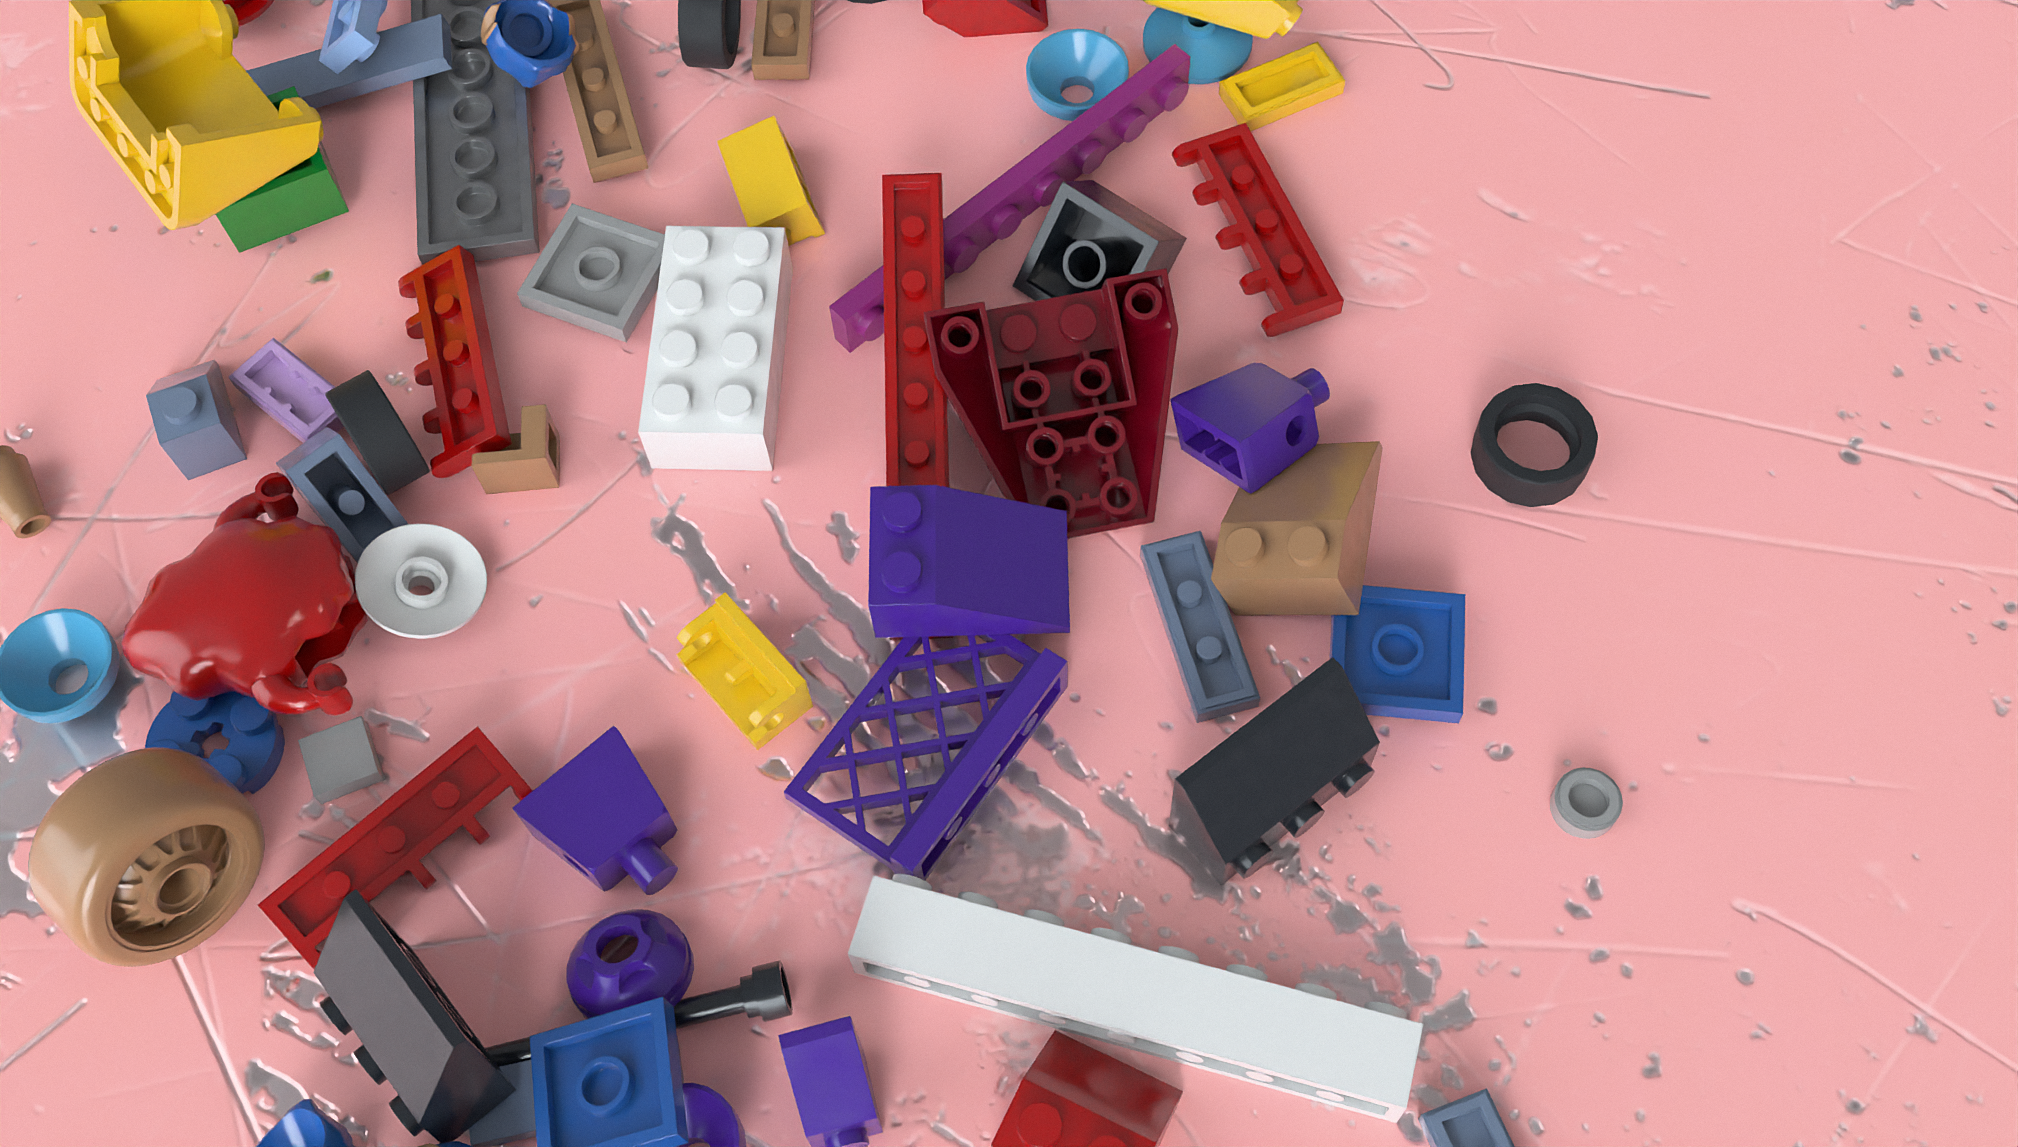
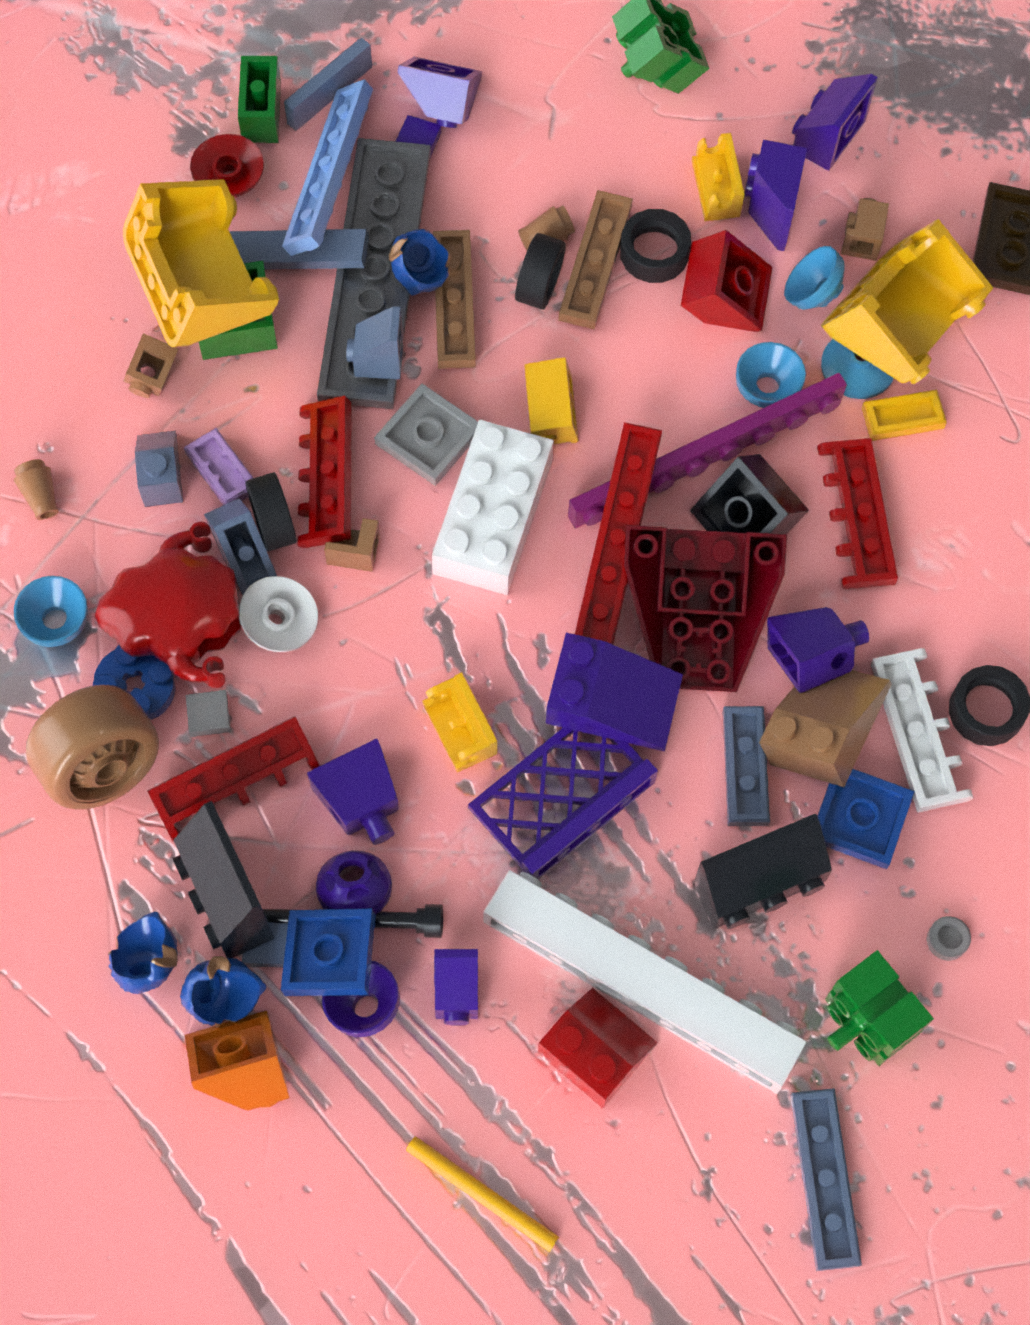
camera: 10 degrees right, 5 degrees up
(151, 259) = (153, 354): none -> medium nougat brick
(491, 159) = (378, 346): none -> sand blue slope
(1443, 512) = (917, 732): none -> white hinge
(1517, 944) = (876, 1009): none -> green brick

